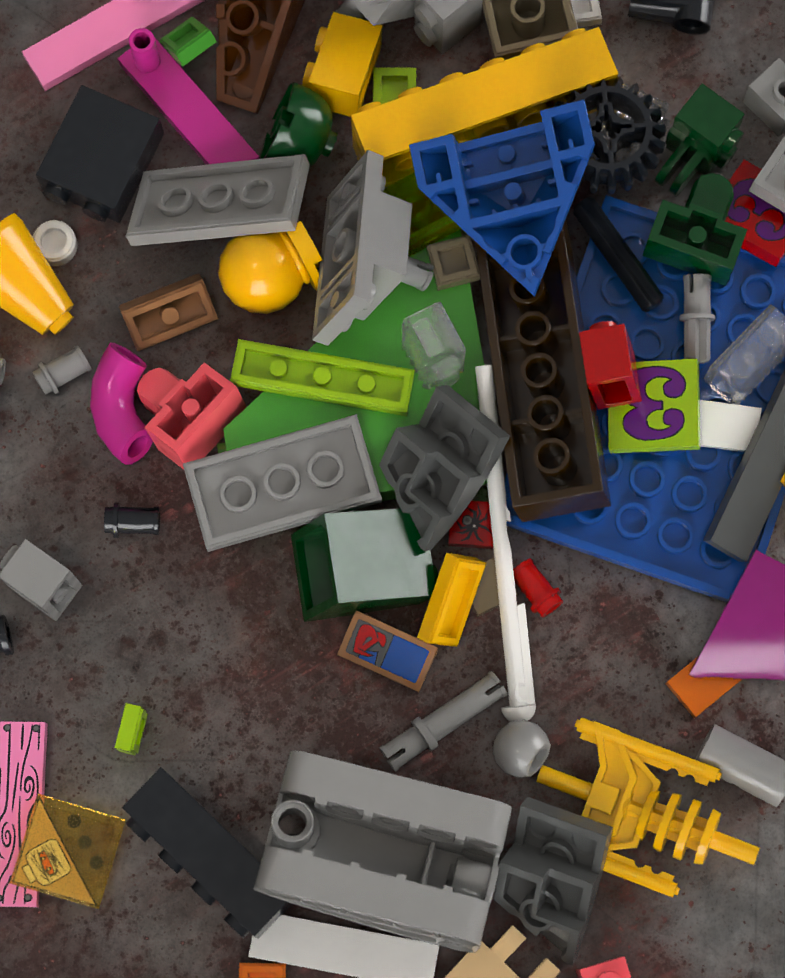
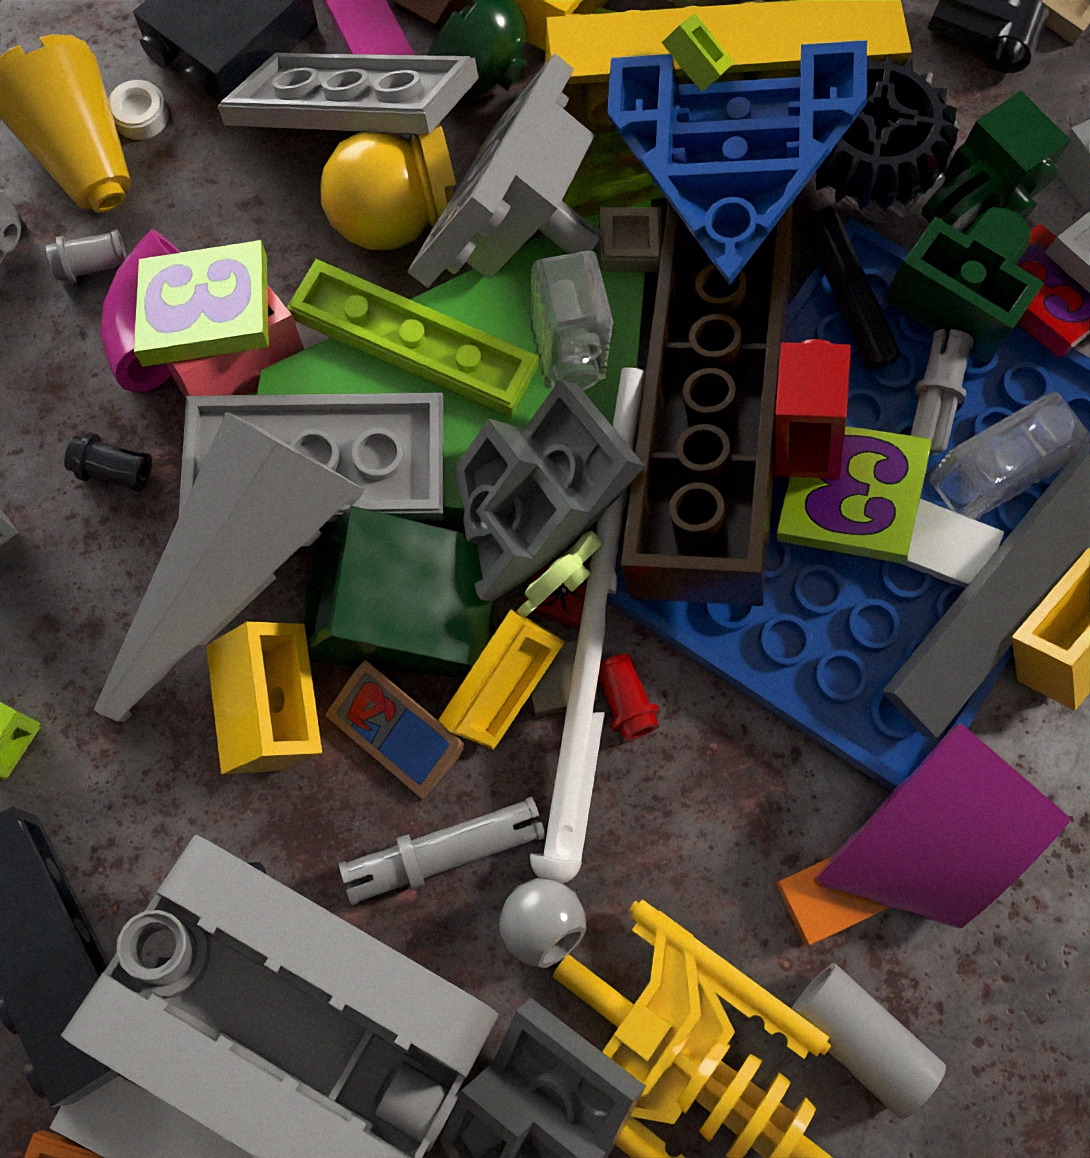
camera: 10 degrees right, 5 degrees down
(168, 312) = (272, 217): medium nougat slope -> none
(172, 394) = (202, 303): none -> tile
(252, 546) = (238, 526): none -> light grey wedge
(297, 654) = (263, 698): none -> yellow brick
(469, 124) = (697, 52): none -> lime tile
(475, 518) = (566, 570): none -> yellowish green piece

